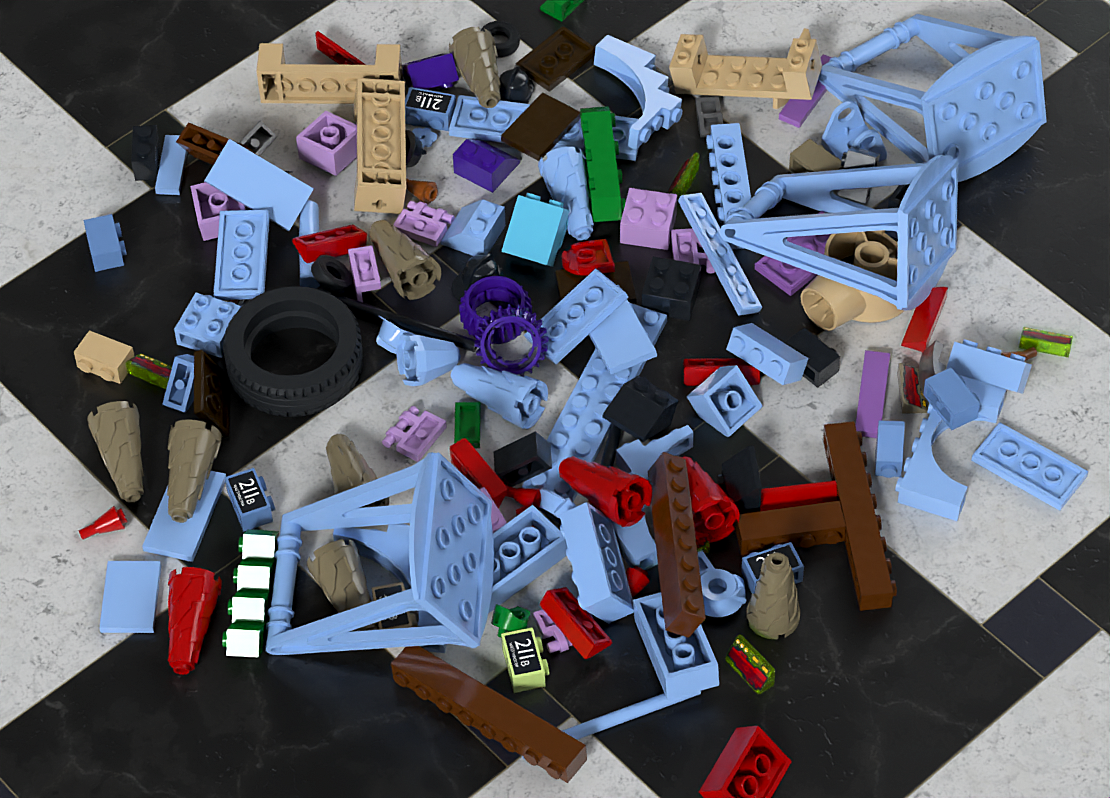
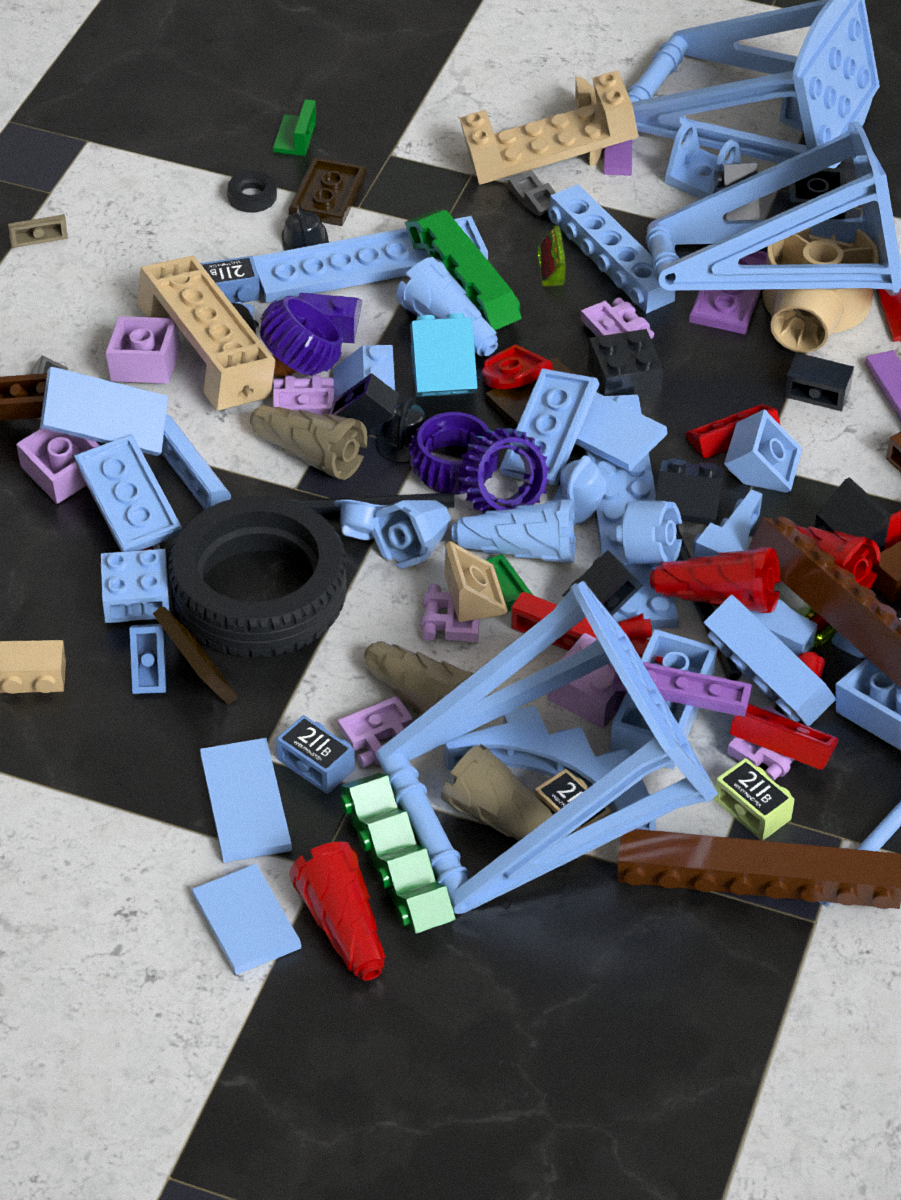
camera: 30 degrees left, 5 degrees down
(108, 522) = (164, 843): red cone -> none
(119, 443) = (118, 750): dark tan cone -> none
(149, 370) = (97, 662): slope -> none
(190, 465) = (224, 731): dark tan cone -> none
(301, 493) = (372, 725): none -> lavender plate
(320, 83) = (85, 294): tan plate -> none
(323, 17) = (37, 231): none -> dark tan slope
(330, 242) = (218, 450): red slope -> none
(334, 51) = (90, 262): red slope -> none
(340, 279) = (241, 480): black tyre -> none
(363, 270) = (276, 466): lavender panel -> none
(429, 185) = (301, 335): none -> dark purple gear
(431, 72) = (206, 242): dark purple slope -> none
(433, 418) = (472, 585): none -> tan slope
(451, 249) = (368, 402): none -> black brick
(476, 60) = (256, 218): dark tan cone -> none
(509, 619) = (715, 759): green piece -> none
(525, 561) = (696, 689): none -> medium lavender tile
(540, 126) = (368, 257): dark brown tile -> none
(554, 504) = (680, 620): light blue piece -> none
(568, 374) = (585, 485): none -> light blue piece
(579, 430) = (650, 532): none -> light blue brick
(639, 73) = (454, 182): light blue arch -> none
(648, 218) = (550, 308): lavender brick -> none
(720, 254) = (651, 315): light blue tile -> none
(767, 353) = (777, 391): light blue brick -> none
(813, 158) = (675, 194): dark tan brick -> none

